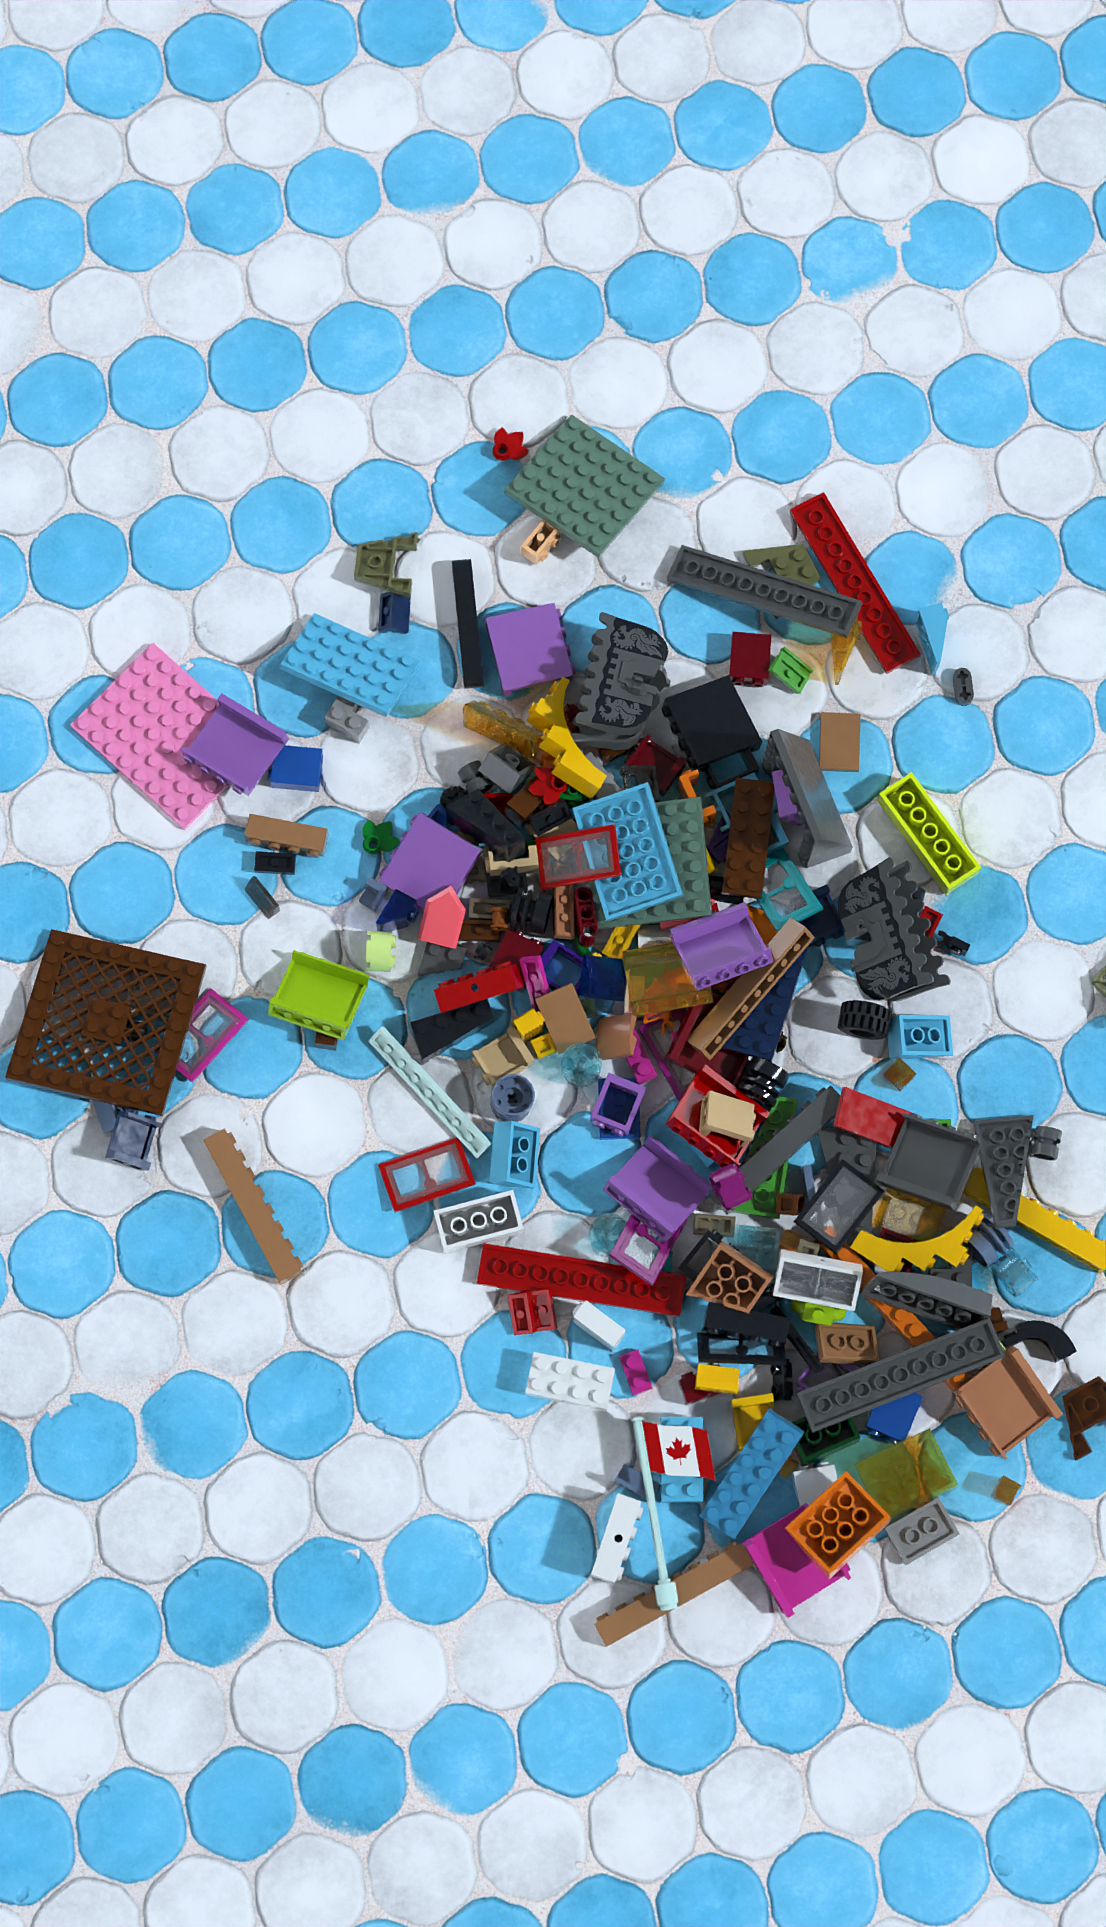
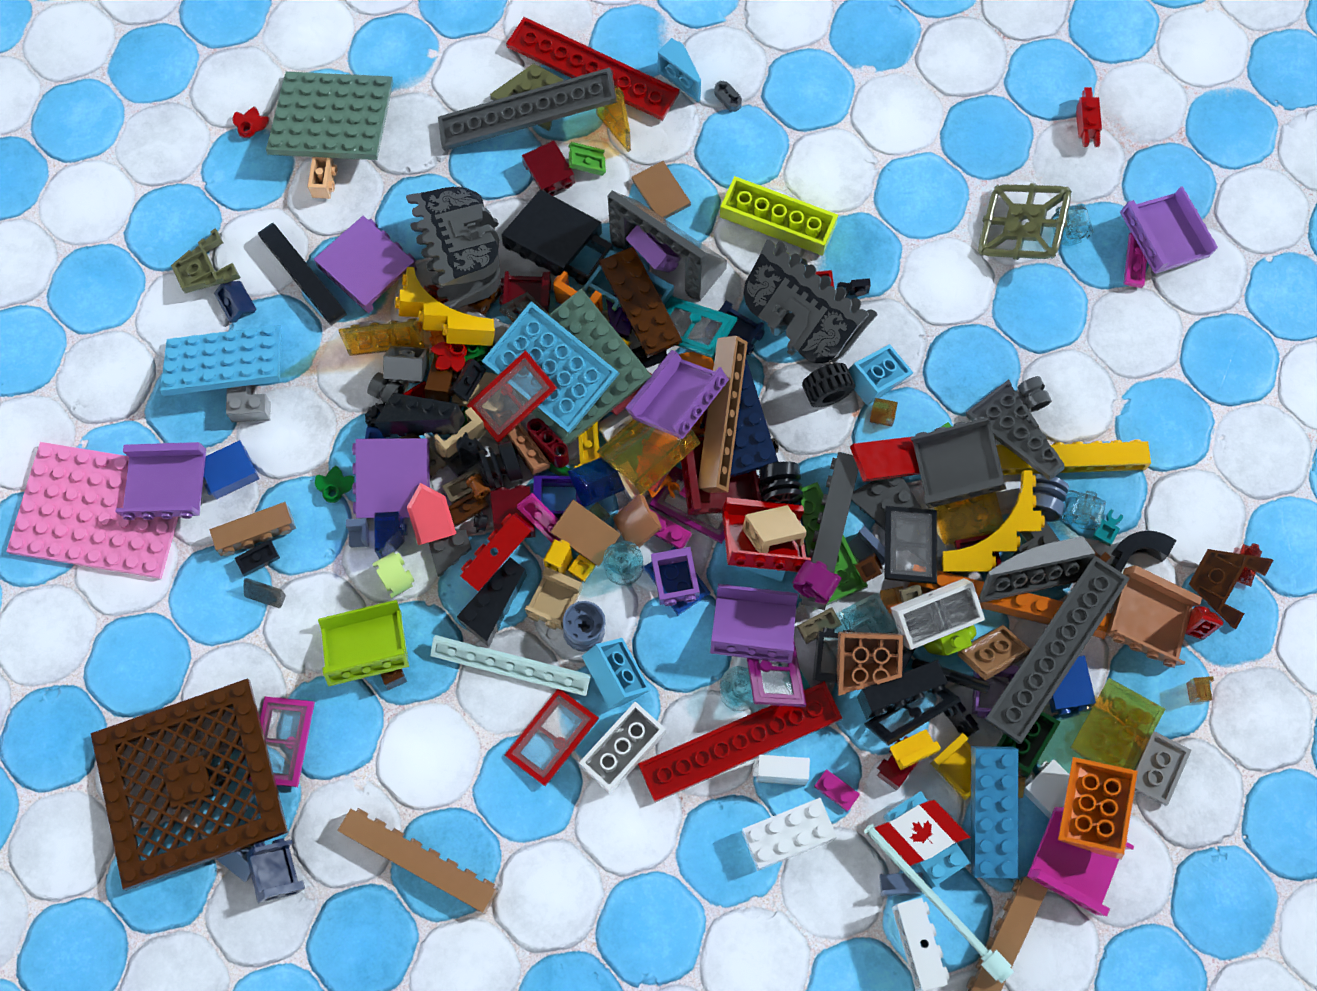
camera: 30 degrees left, 5 degrees down
(532, 1311) = (717, 795): red slope -> none
(1024, 1304) = (1108, 531): none -> teal plate
(1047, 1434) = (1203, 622): none -> red slope

